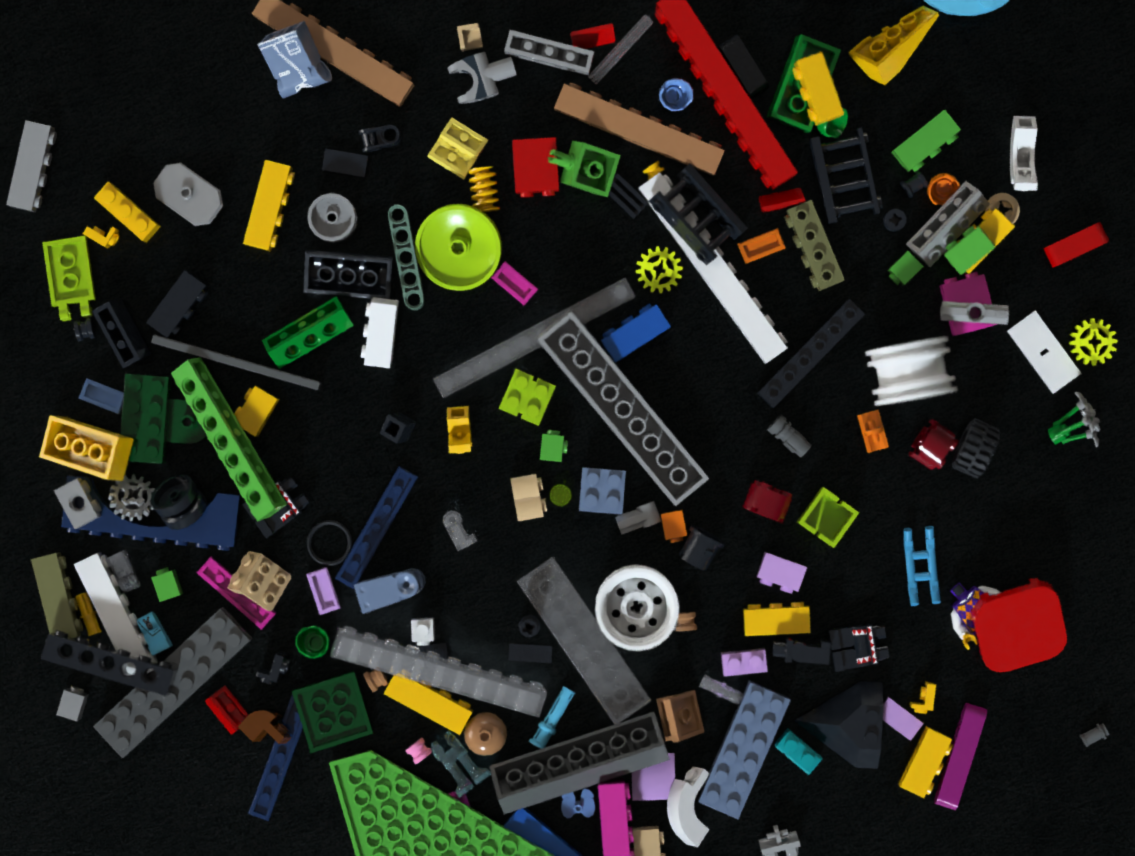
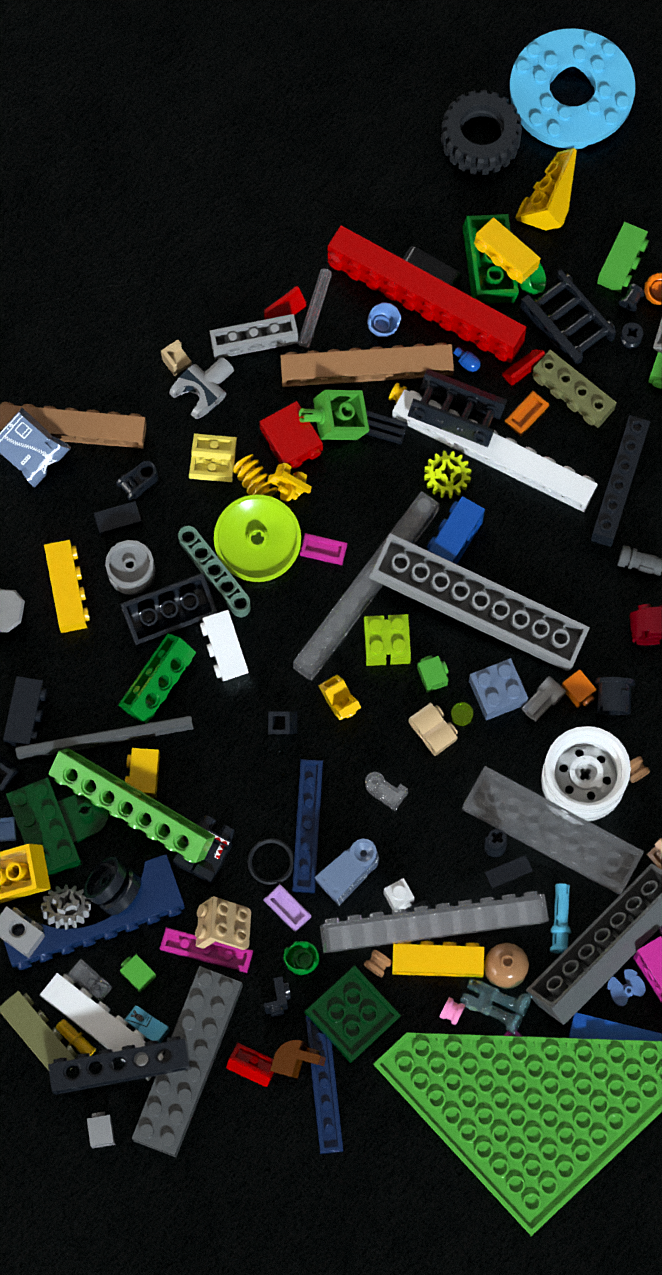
camera: 25 degrees left, 15 degrees down
(510, 212) = (289, 486): none -> yellow hips
(733, 169) = (467, 360): none -> blue cylinder

